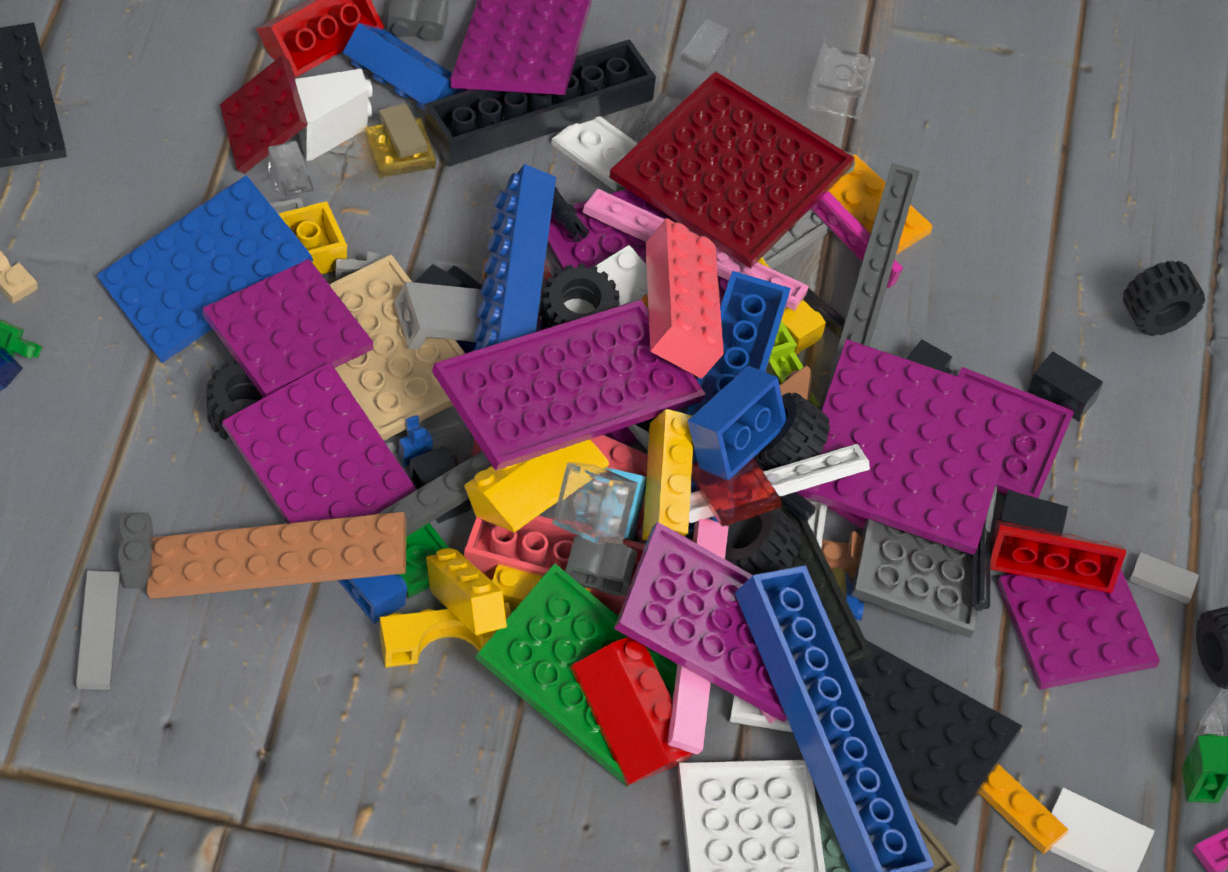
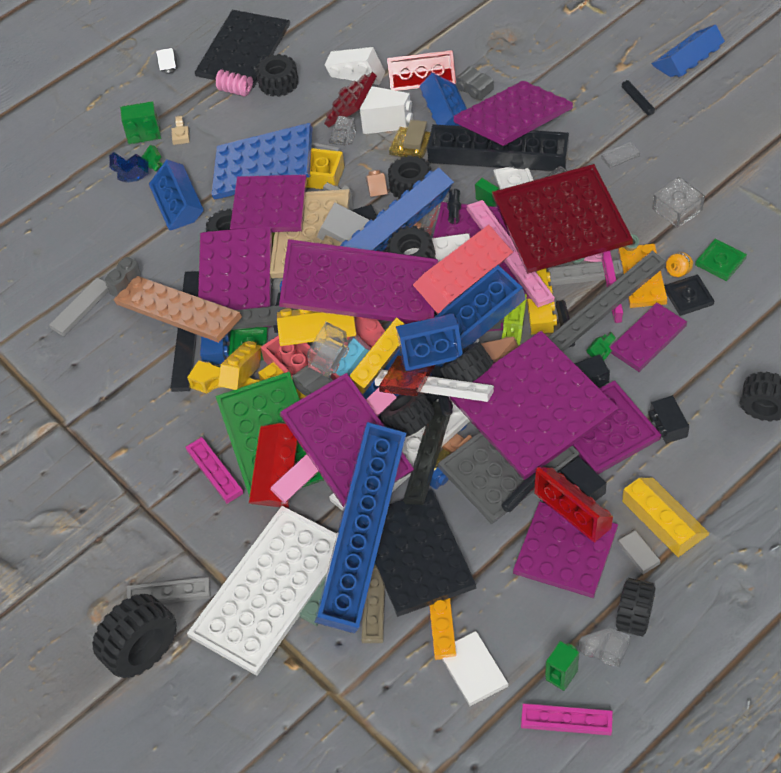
camera: 50 degrees right, 0 degrees up
(37, 161) = (233, 83): none -> bright pink piece
(101, 384) = (175, 195): none -> blue slope
(102, 137) = (277, 75): none -> black tyre
(213, 56) = (355, 63): none -> white wedge
(316, 598) = (185, 342): none -> black tile
(404, 229) = (376, 183): none -> nougat slope
(453, 183) = (406, 173): none -> black tyre
(535, 766) = (214, 470): none -> dark pink plate
(578, 176) = (484, 191): none -> green piece
(905, 331) = (600, 346): none -> green plate
(917, 160) = (679, 264): none -> light orange head
(947, 288) = (648, 337): none -> magenta plate
(950, 140) = (720, 259): none -> green tile
(951, 206) = (689, 295): none -> black tile
(1157, 517) = (663, 515): none -> yellow slope

